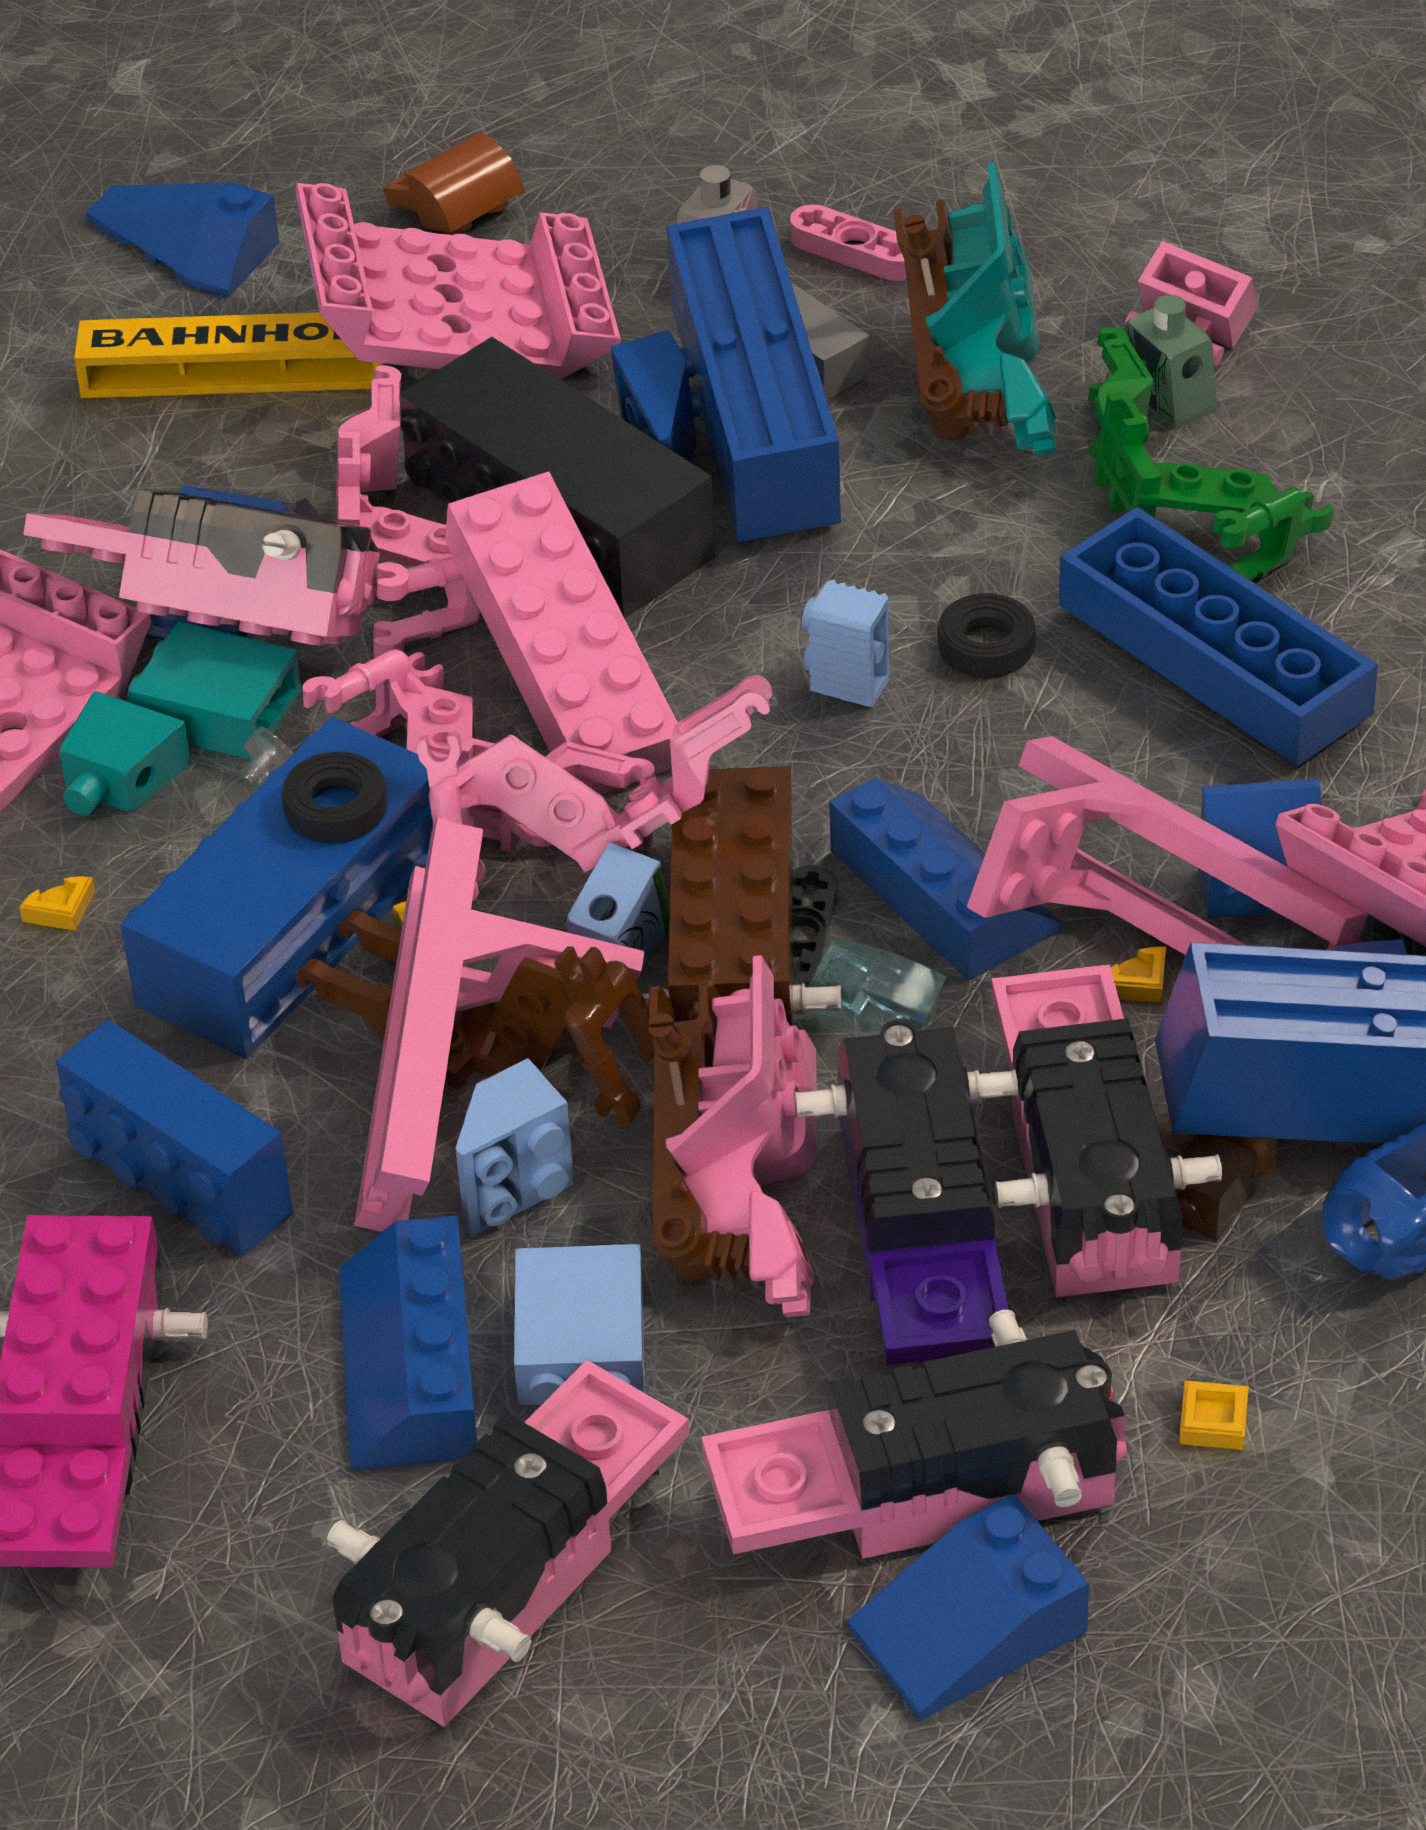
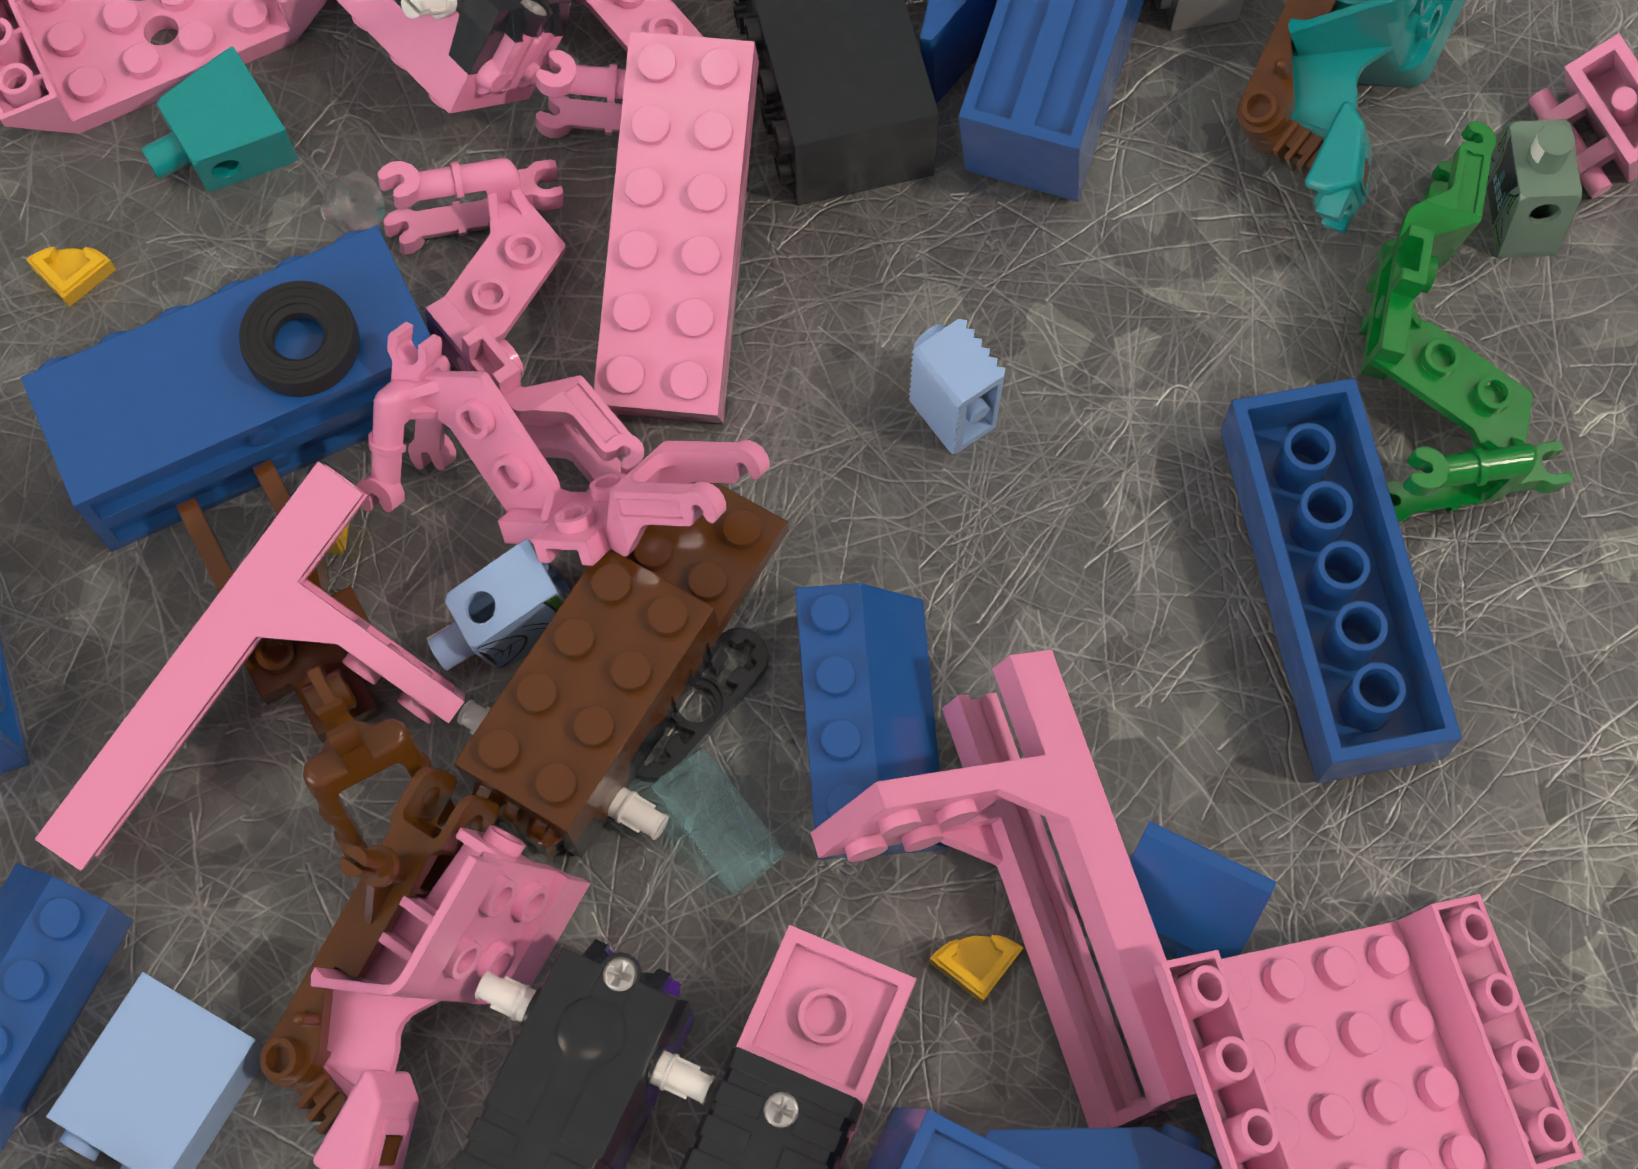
camera: 30 degrees right, 25 degrees up
(218, 685) = (353, 97): teal brick -> none
(512, 1147) = (218, 838): light blue slope -> none
(986, 658) = (1125, 395): black tyre -> none

